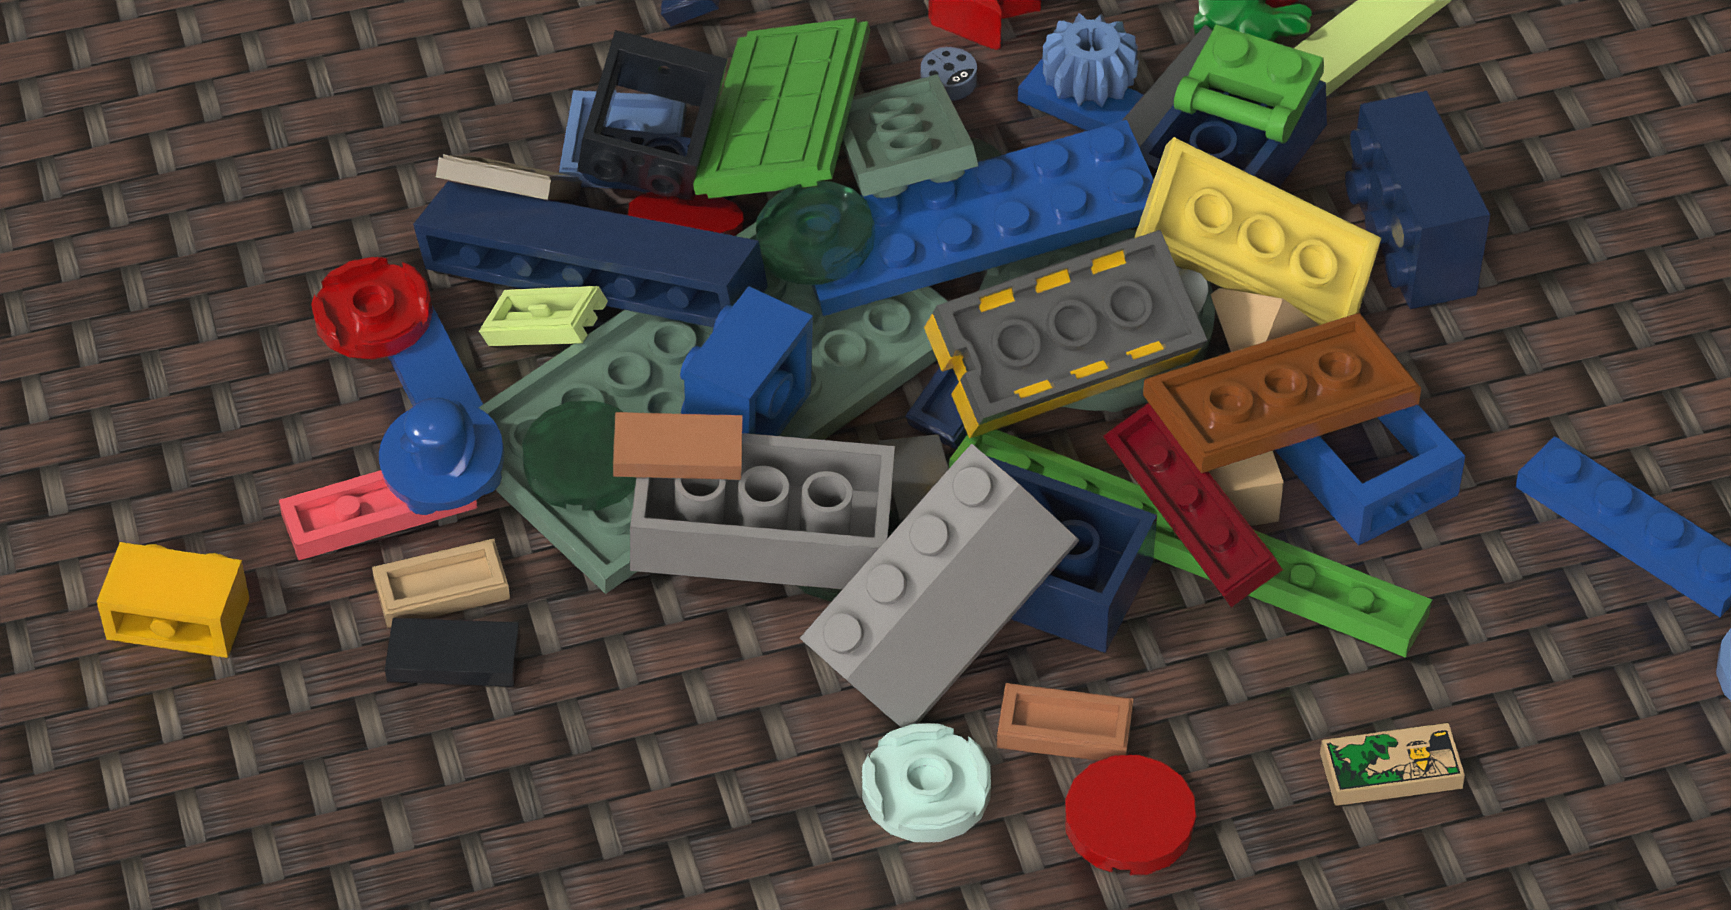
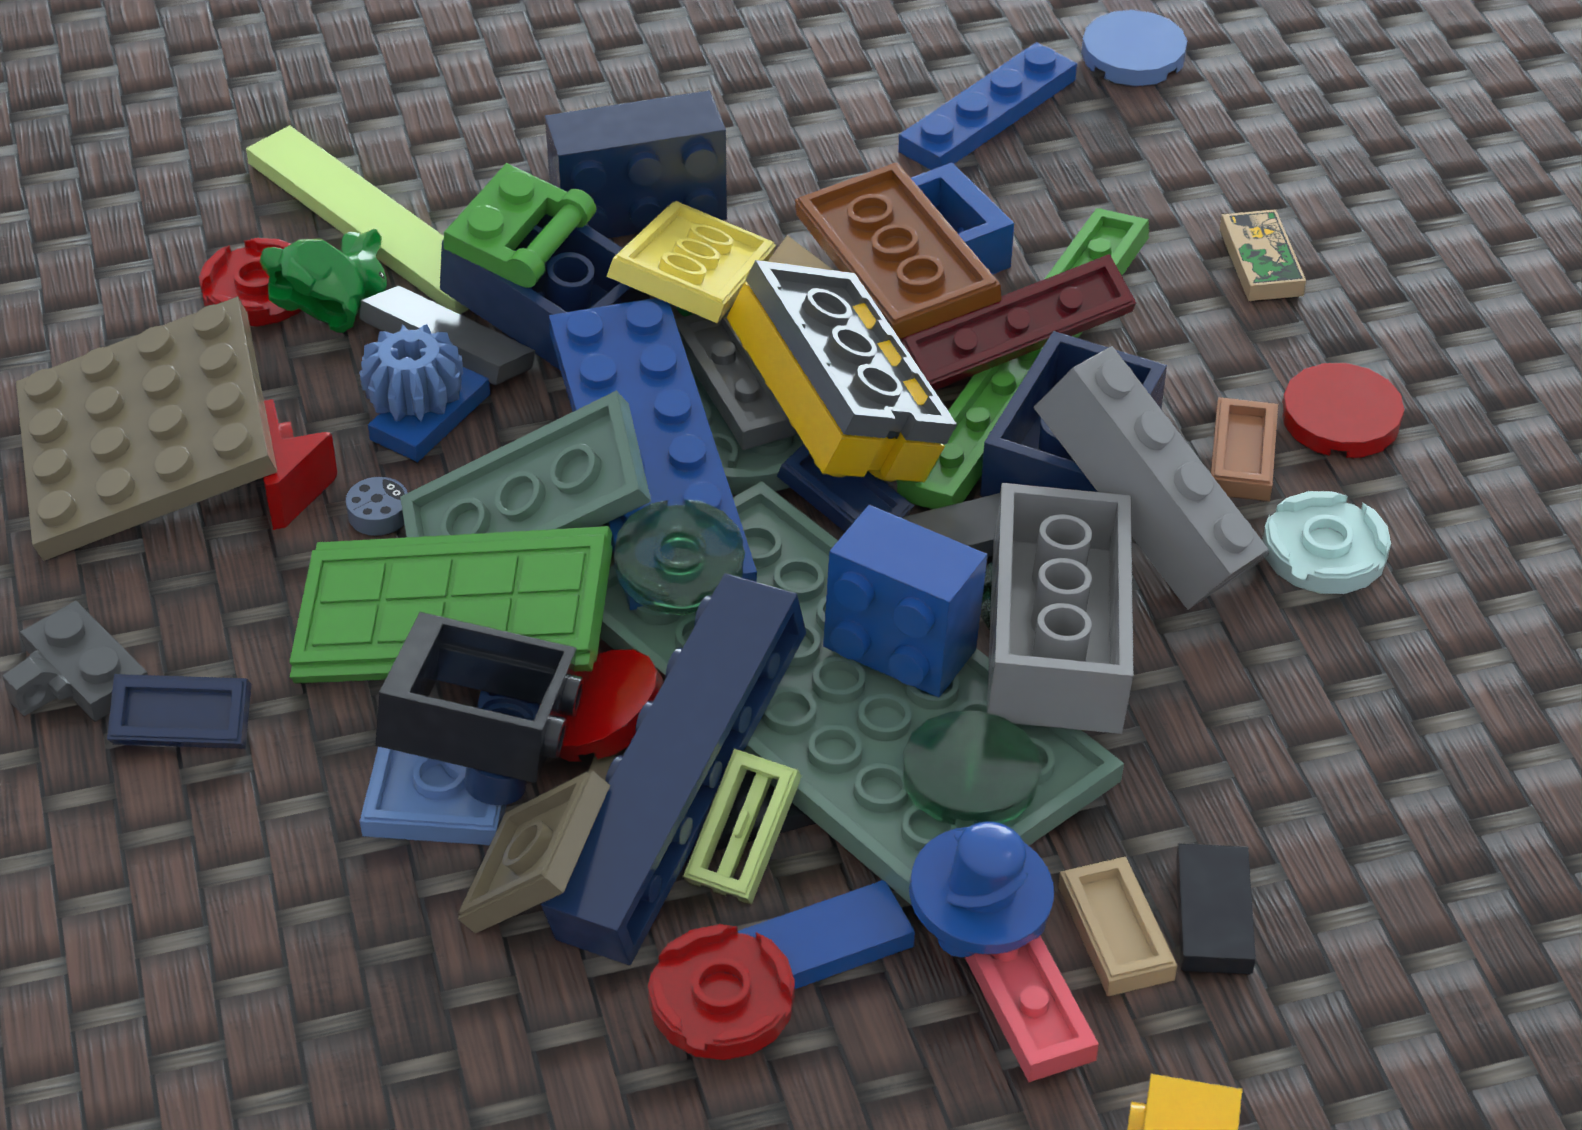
camera: 90 degrees left, 5 degrees down
(677, 446) = (1034, 626): nougat tile -> none

